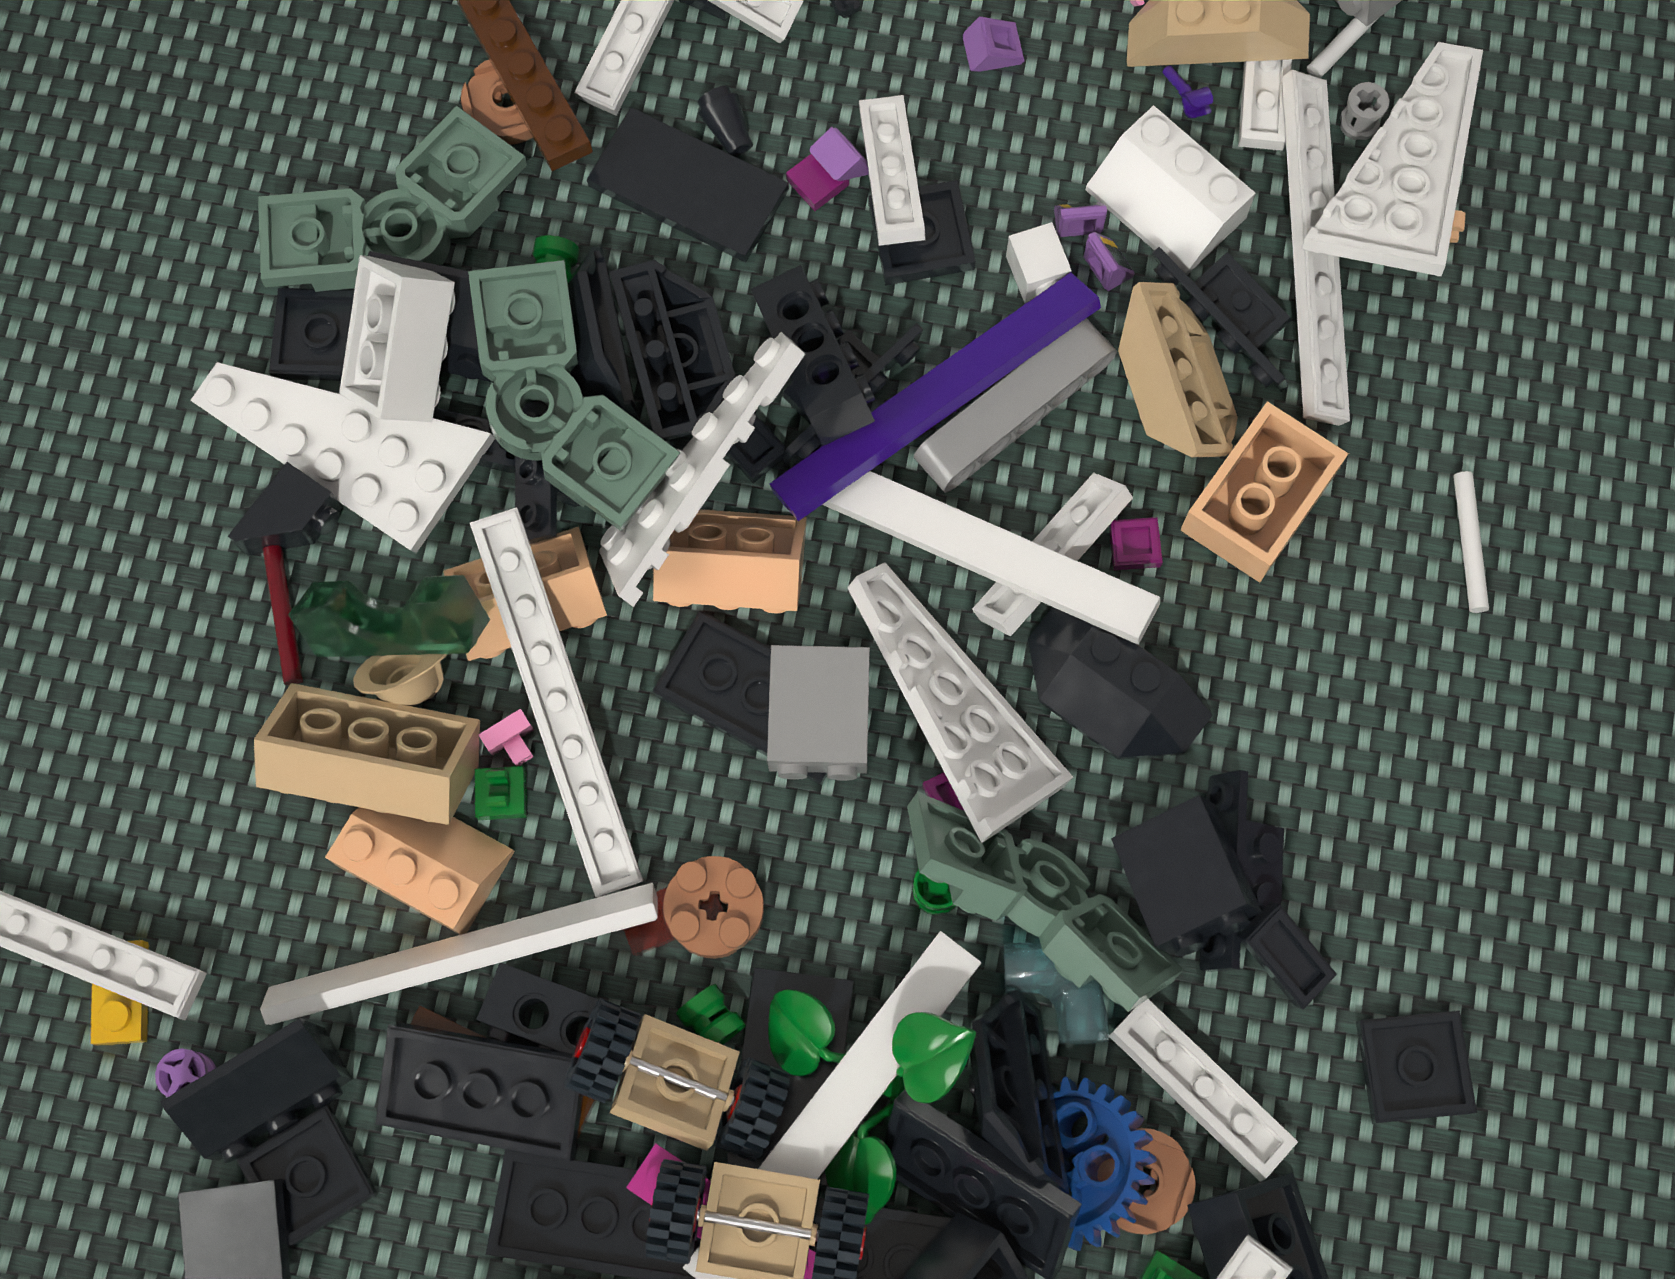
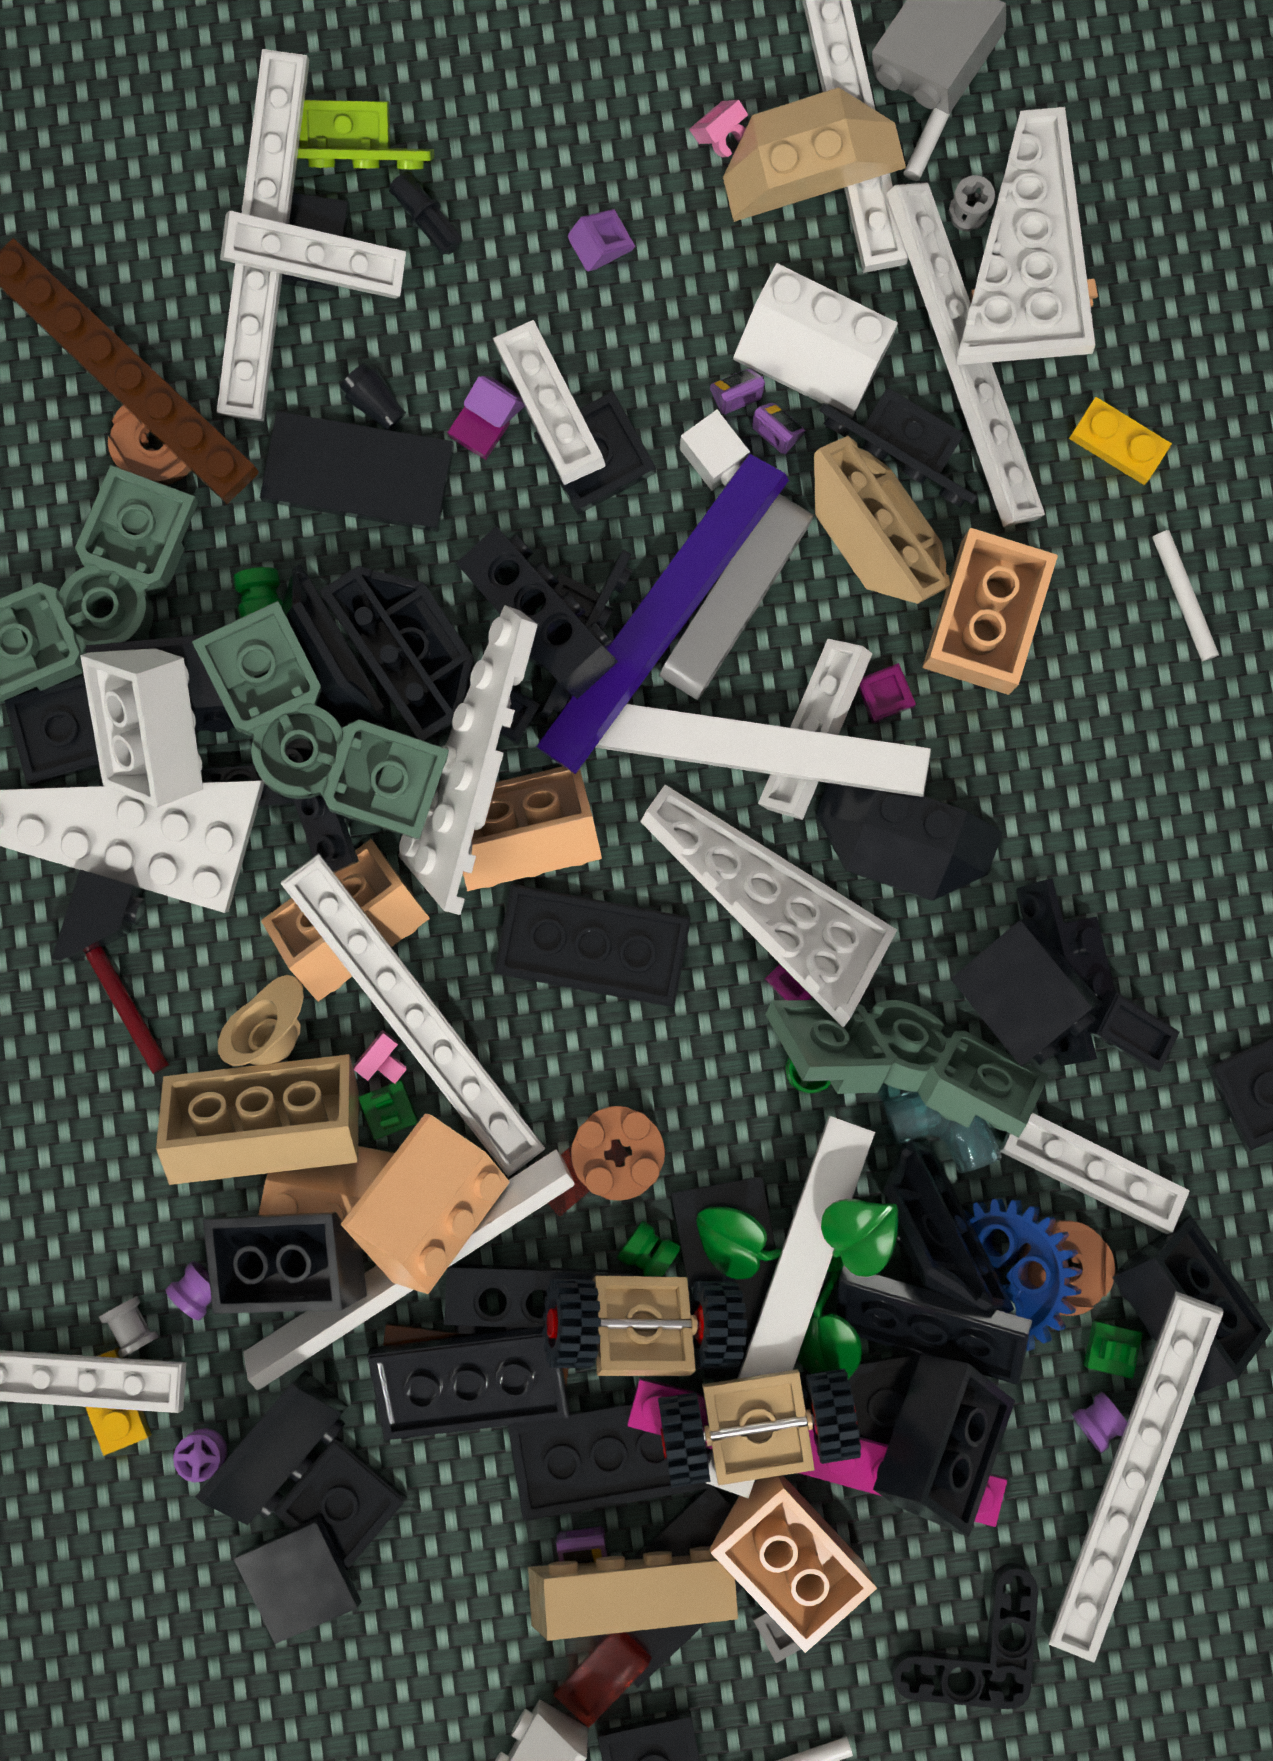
camera: 25 degrees left, 10 degrees up
(165, 921) = (128, 1327): none -> light grey bush
(243, 907) = (192, 1291): none -> medium lavender wheel
(338, 898) = (282, 1263): none -> black slope
(345, 622) = (192, 1004): clear green arch -> none
(499, 887) = (425, 1204): none -> light nougat slope
(818, 711) = (654, 947): light grey brick -> none
(1194, 102) = (809, 241): dark purple hand -> none
(1447, 374) = (1120, 441): none -> yellow plate

